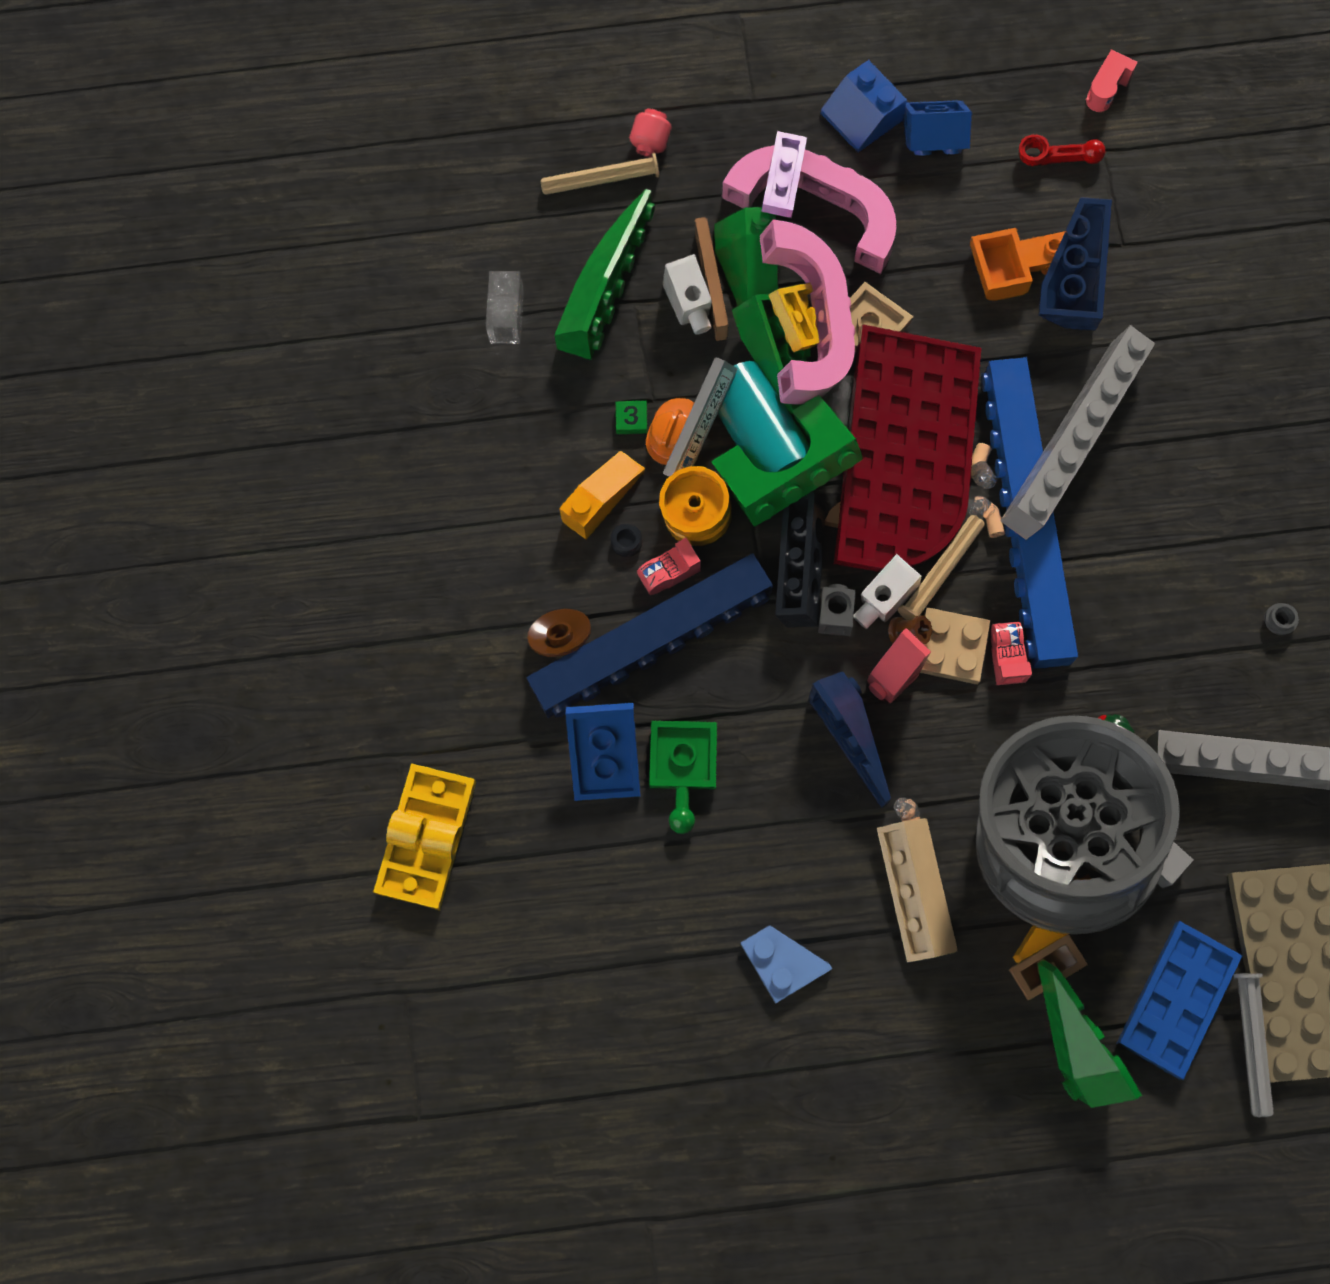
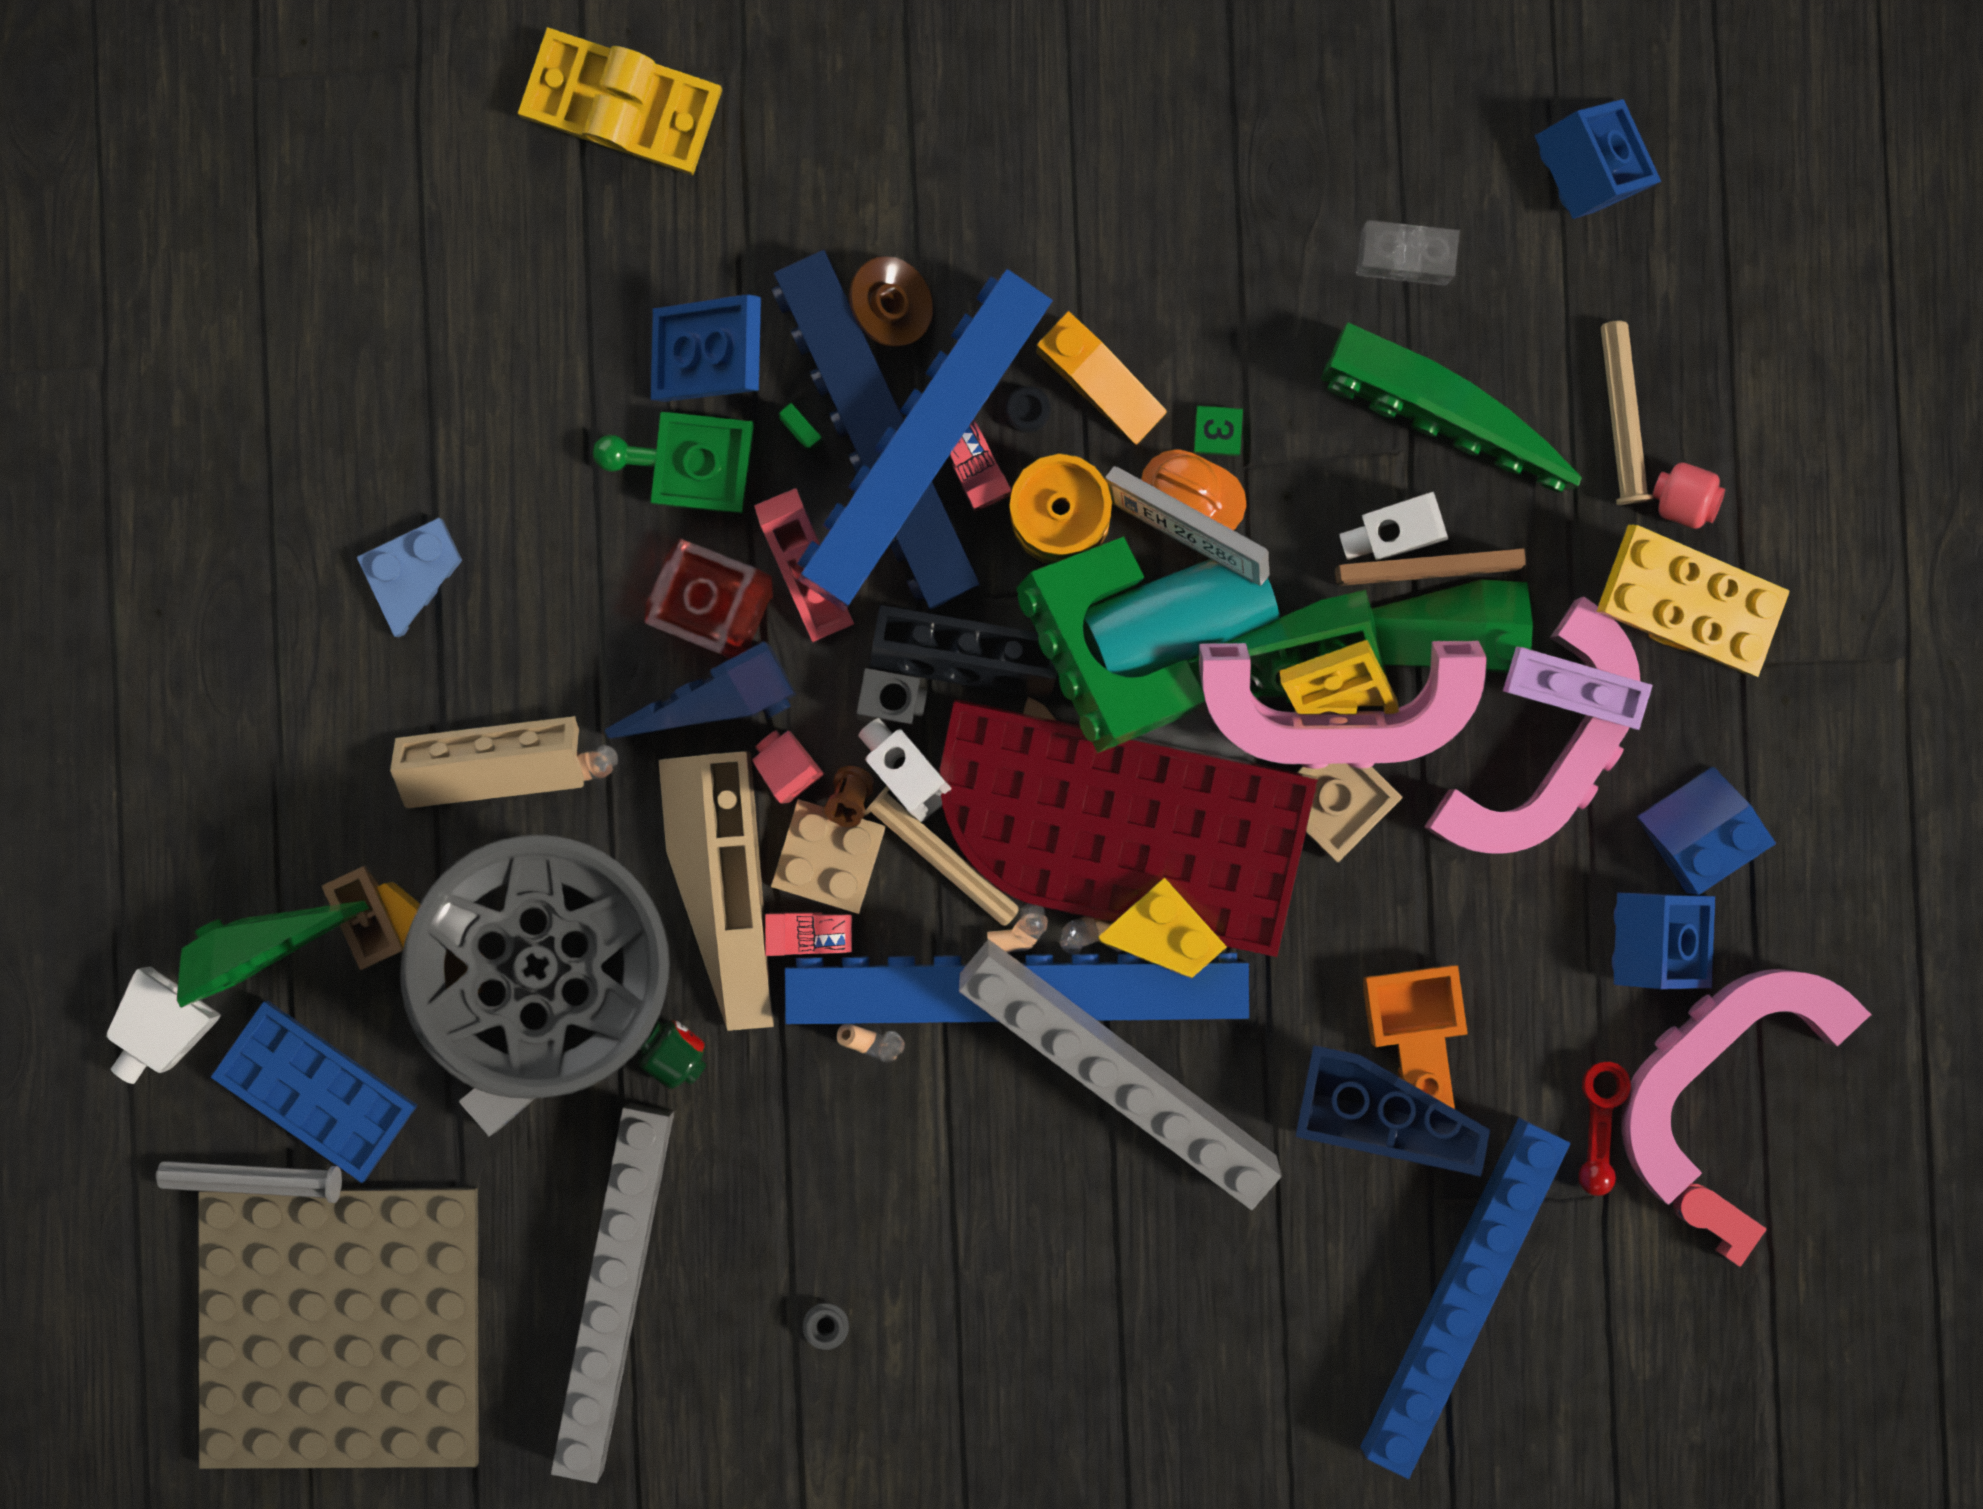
camera: 95 degrees right, 15 degrees up
(437, 203) = (1597, 158): none -> blue slope
(653, 687) = (800, 428): none -> green tile
(659, 593) = (924, 439): none -> blue brick
(718, 123) = (1692, 601): none -> yellow plate
(747, 677) = (789, 535): none -> coral slope
(780, 743) = (708, 599): none -> clear red slope
(975, 715) = (718, 873): none -> tan wedge
(977, 412) = (1165, 932): none -> yellow wing
(1002, 102) = (1699, 1041): none -> bright pink arch
(1080, 602) = (870, 1043): none -> arm
(1151, 1127) = (154, 1026): none -> white torso
(1191, 220) = (1464, 1298): none -> blue brick

